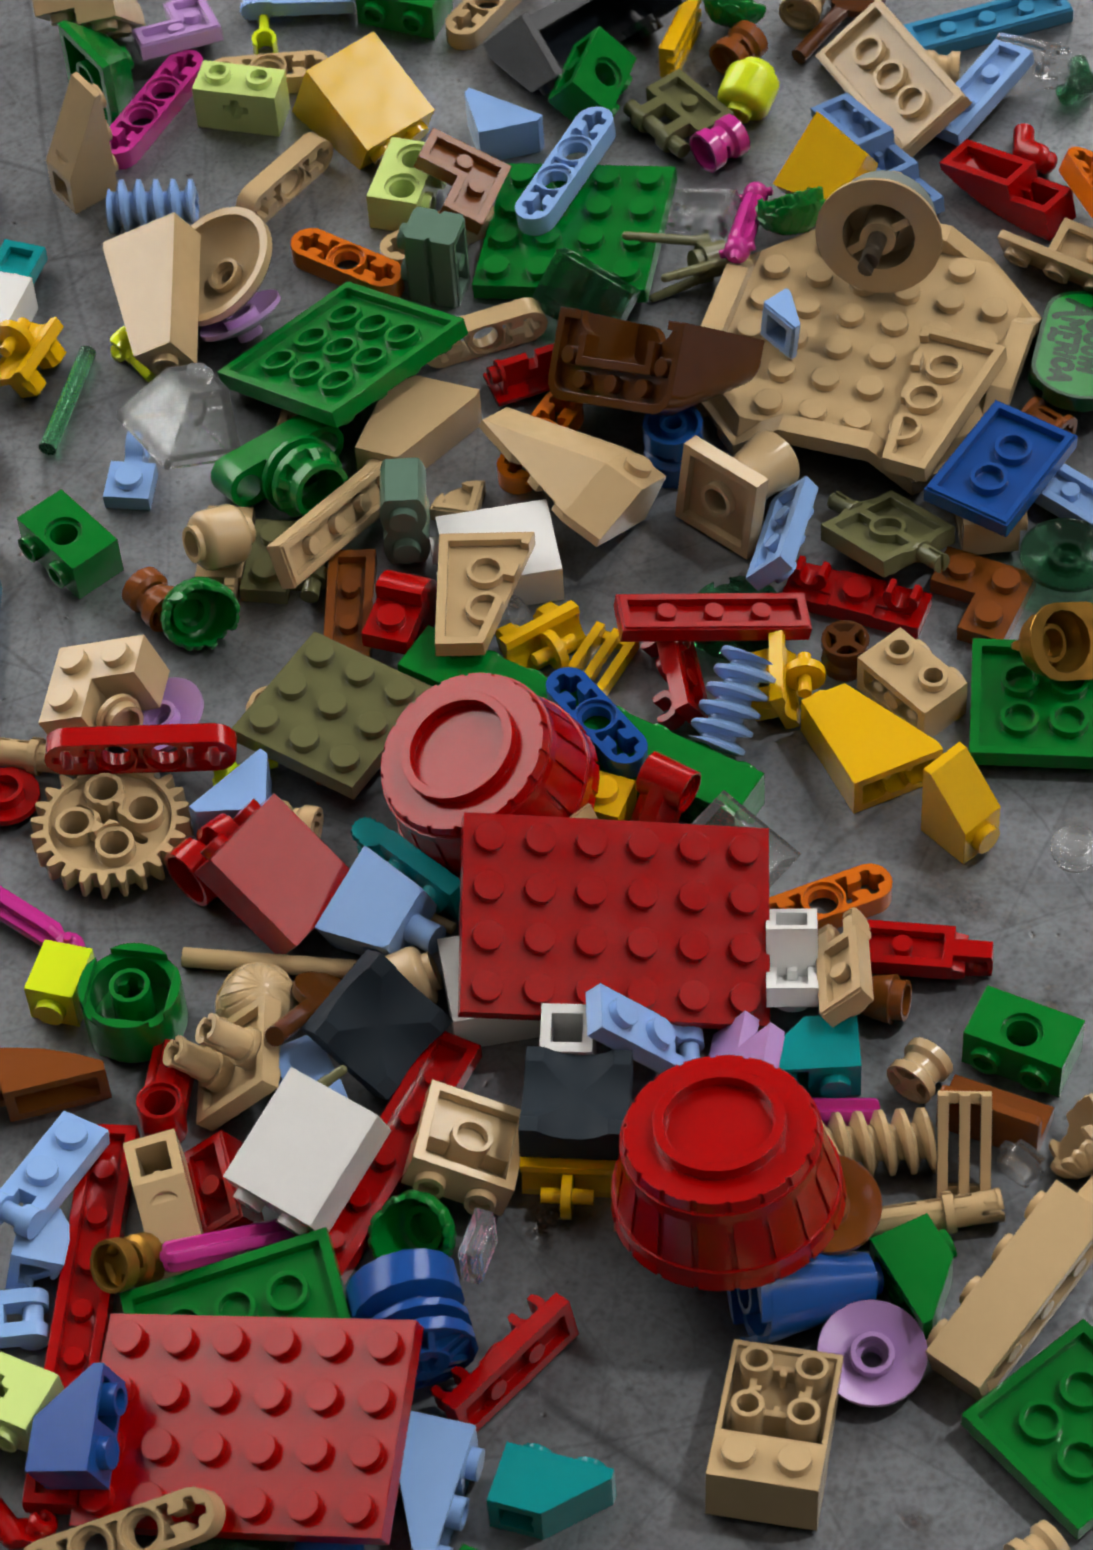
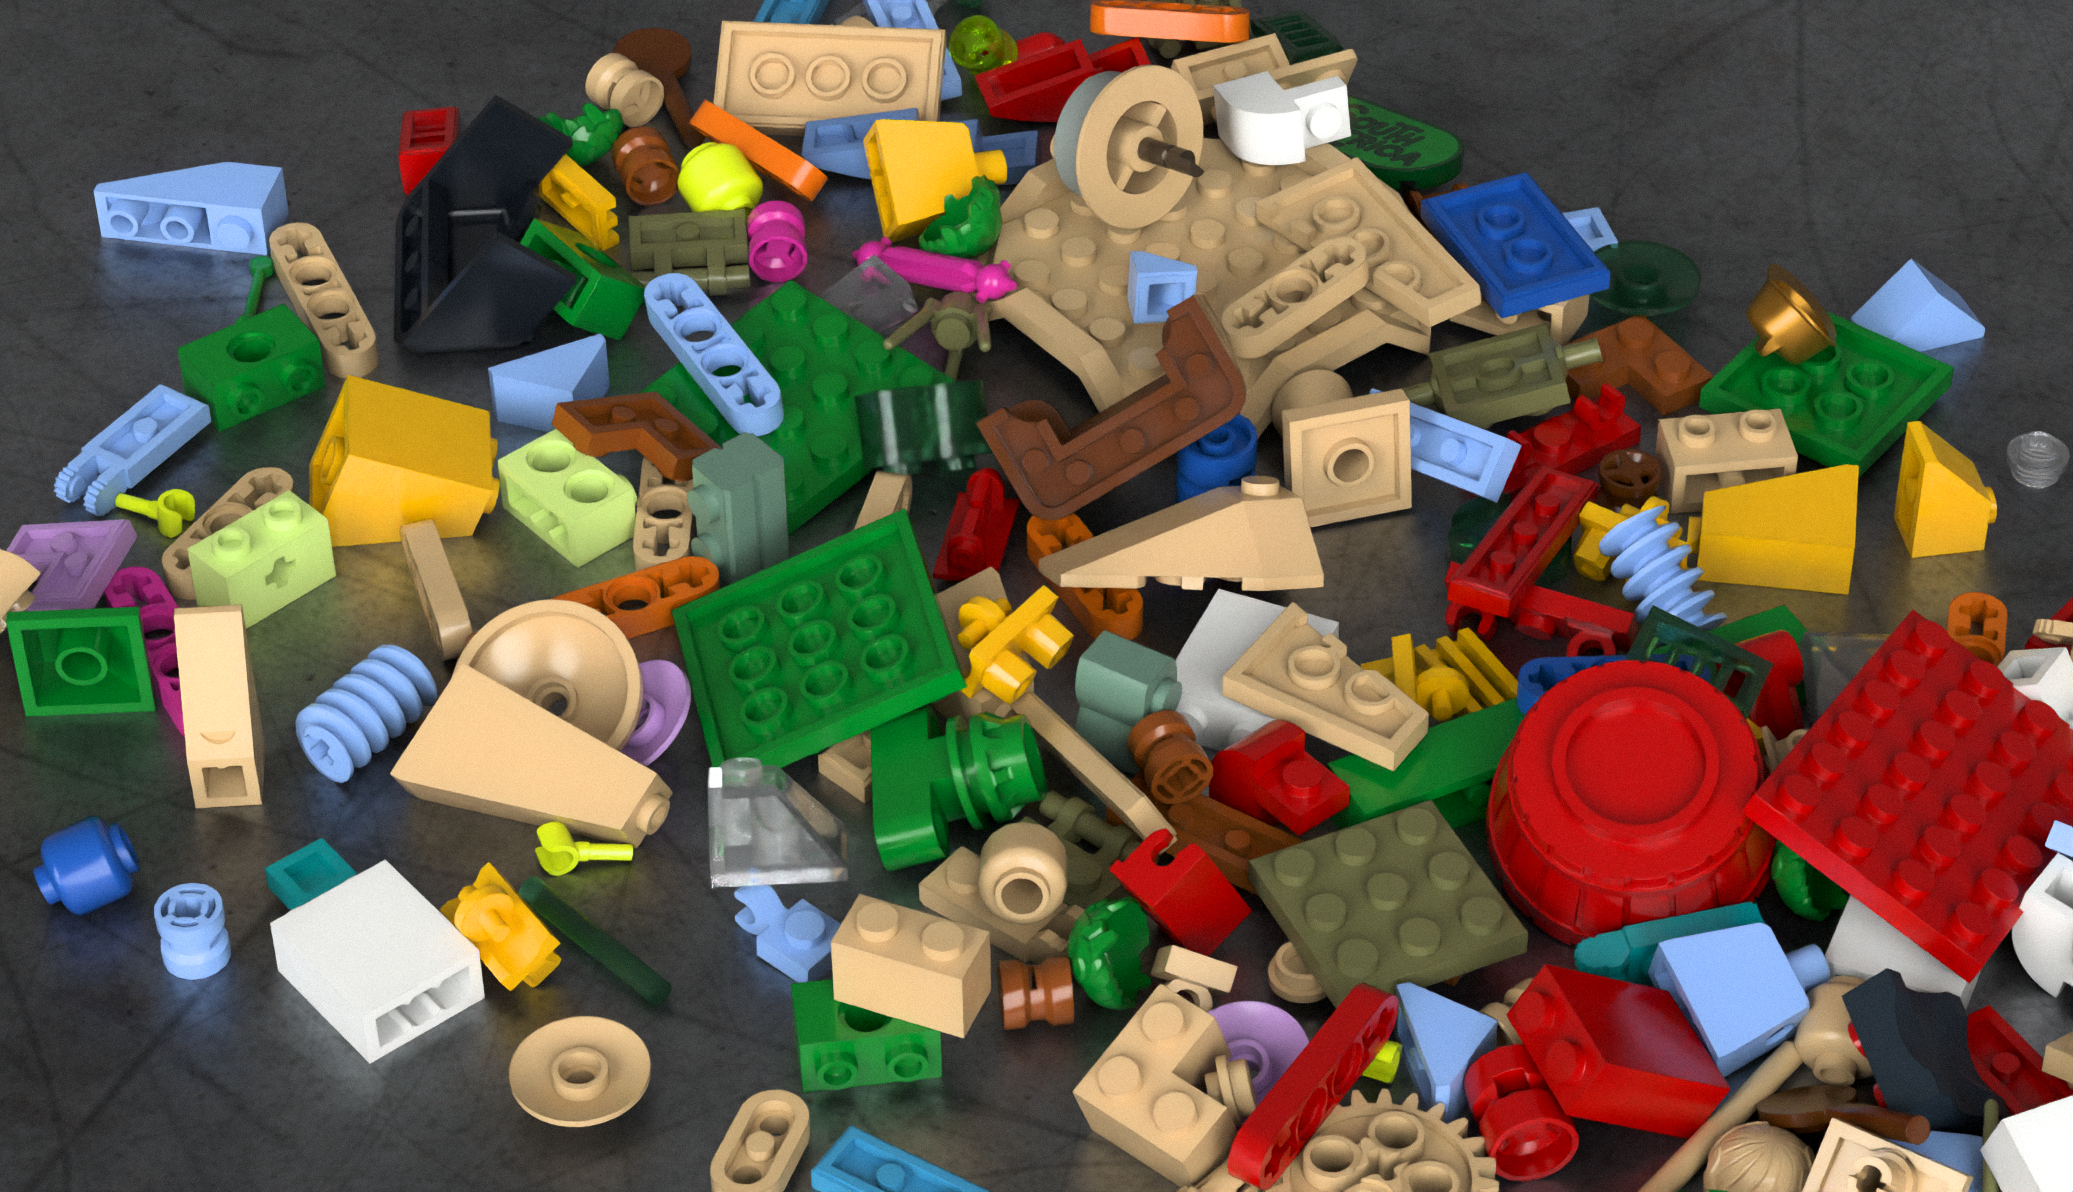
camera: 60 degrees left, 10 degrees down
(86, 524) = (911, 965): none -> tan piece
(217, 658) = (1194, 974): none -> tan tile
(249, 617) = (1184, 898): none -> red hinge
(374, 548) = (1170, 757): none -> dark orange wheel
(393, 421) = (1003, 638): none -> yellow hips
(595, 716) = (1706, 646): none -> clear green slope
(794, 382) = (1326, 272): none -> tan beam
(797, 86) = (761, 151): none -> orange beam
(999, 127) = (978, 35): none -> clear neon green wheel
(1014, 290) = (1277, 124): none -> white brick

